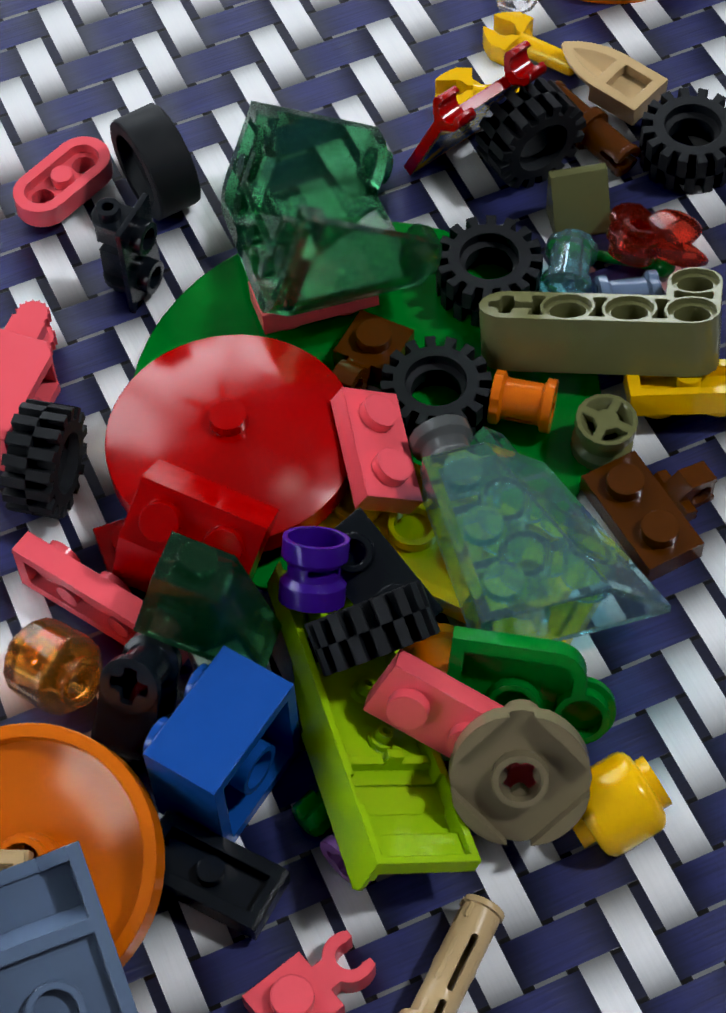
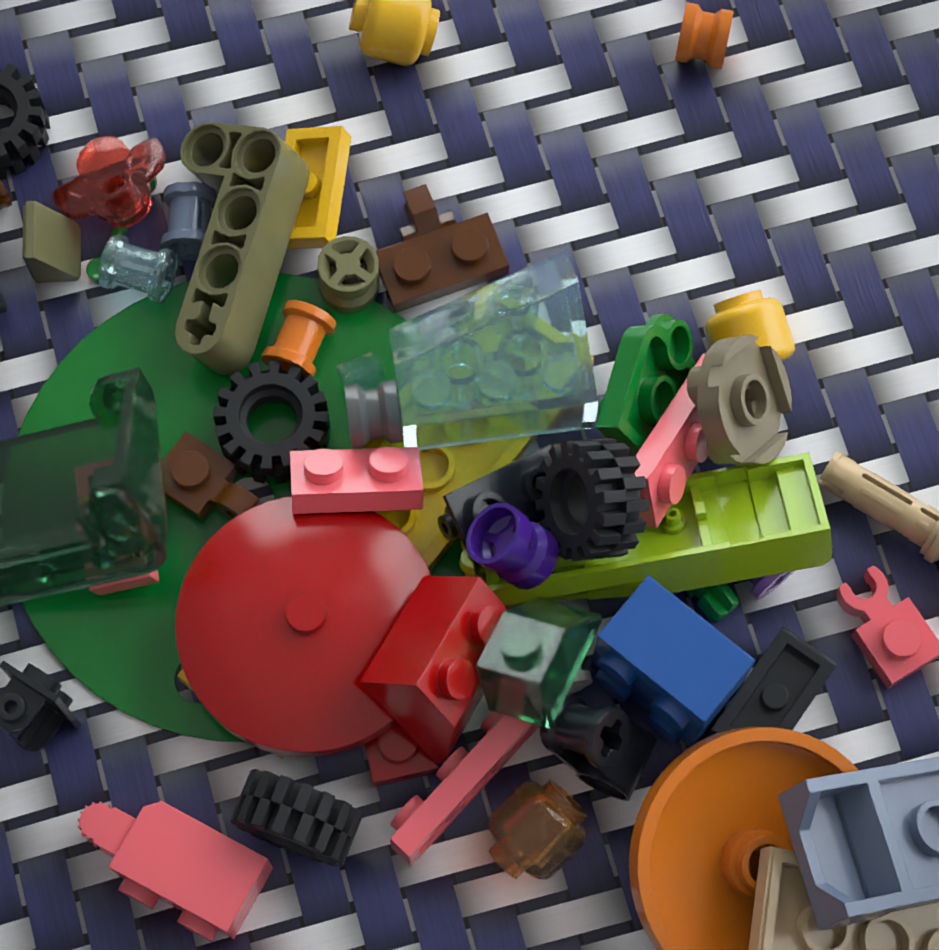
camera: 85 degrees left, 15 degrees up
(485, 245) = (117, 312): black tyre -> none

